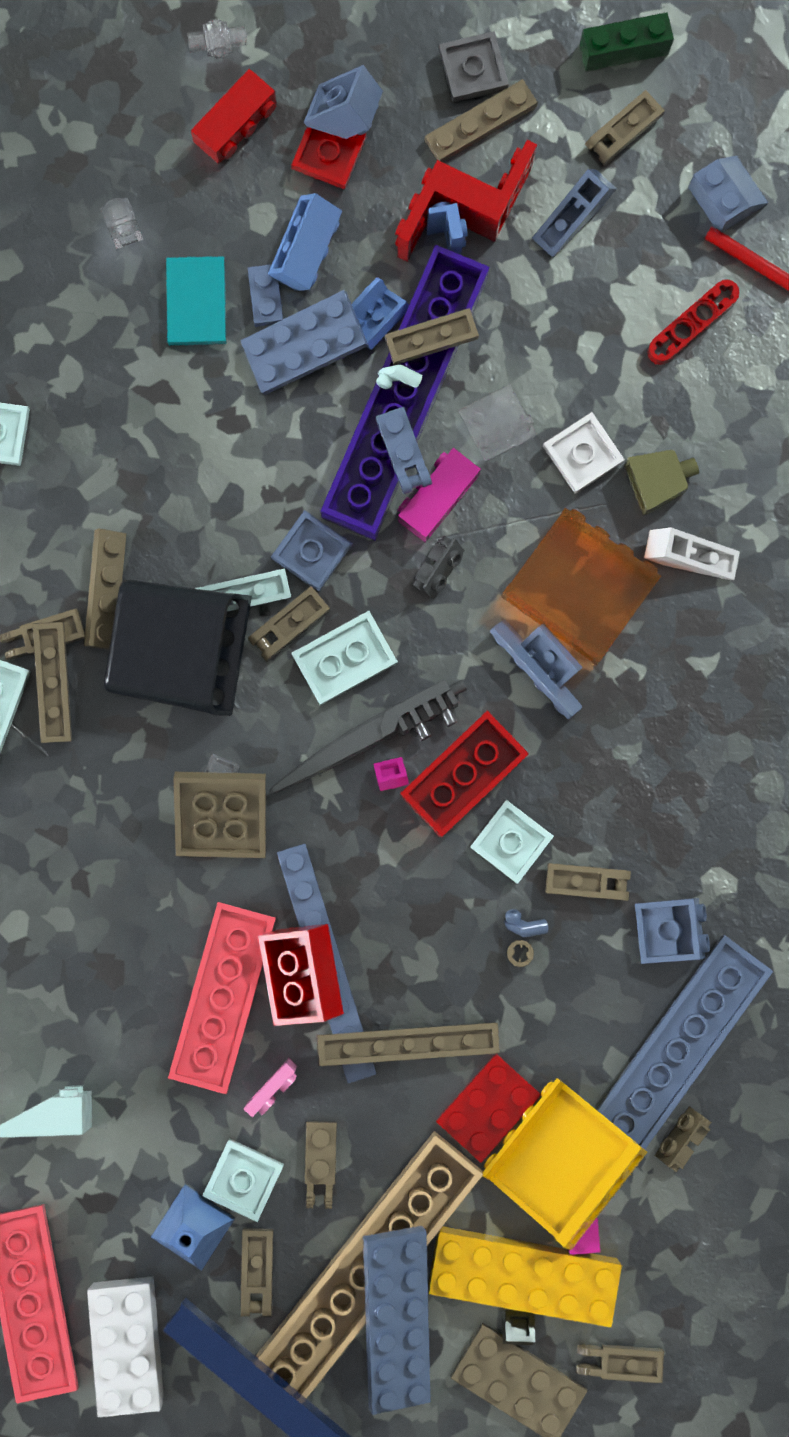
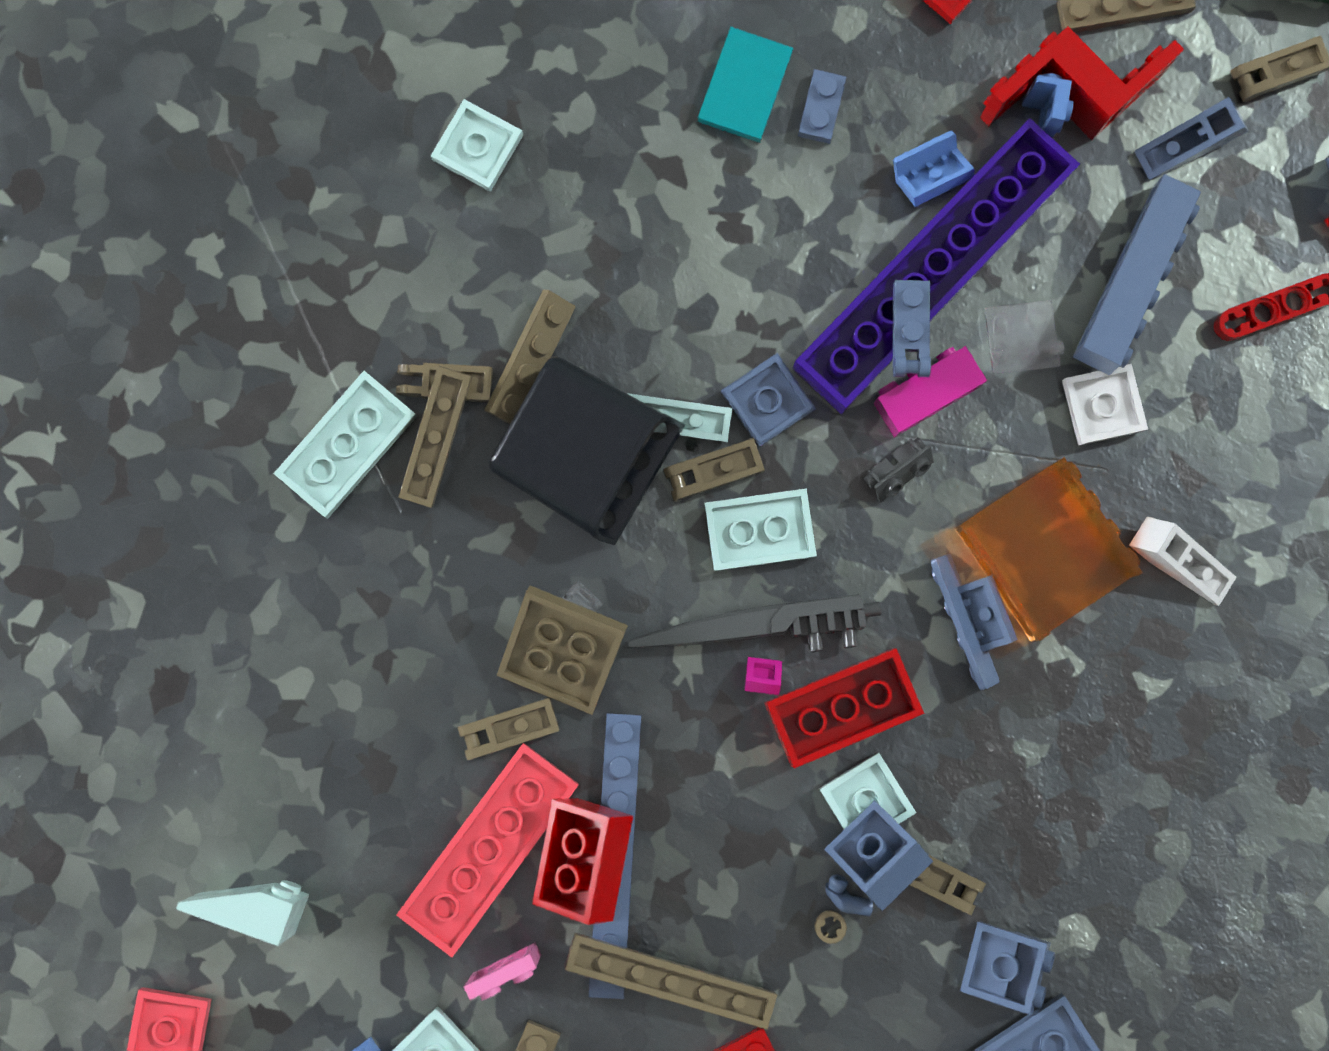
camera: 25 degrees right, 0 degrees up
(203, 894) = (510, 728): none -> dark tan plate
(304, 342) = (845, 172): sand blue plate -> none
(305, 242) = (887, 64): medium blue brick -> none
(398, 373) = (938, 242): light aqua arm -> none
(431, 336) = (989, 216): dark tan plate -> none
(535, 880) = (878, 855): none -> sand blue slope
(569, 339) = (1137, 275): none -> sand blue brick
(659, 478) = (1177, 463): olive torso -> none

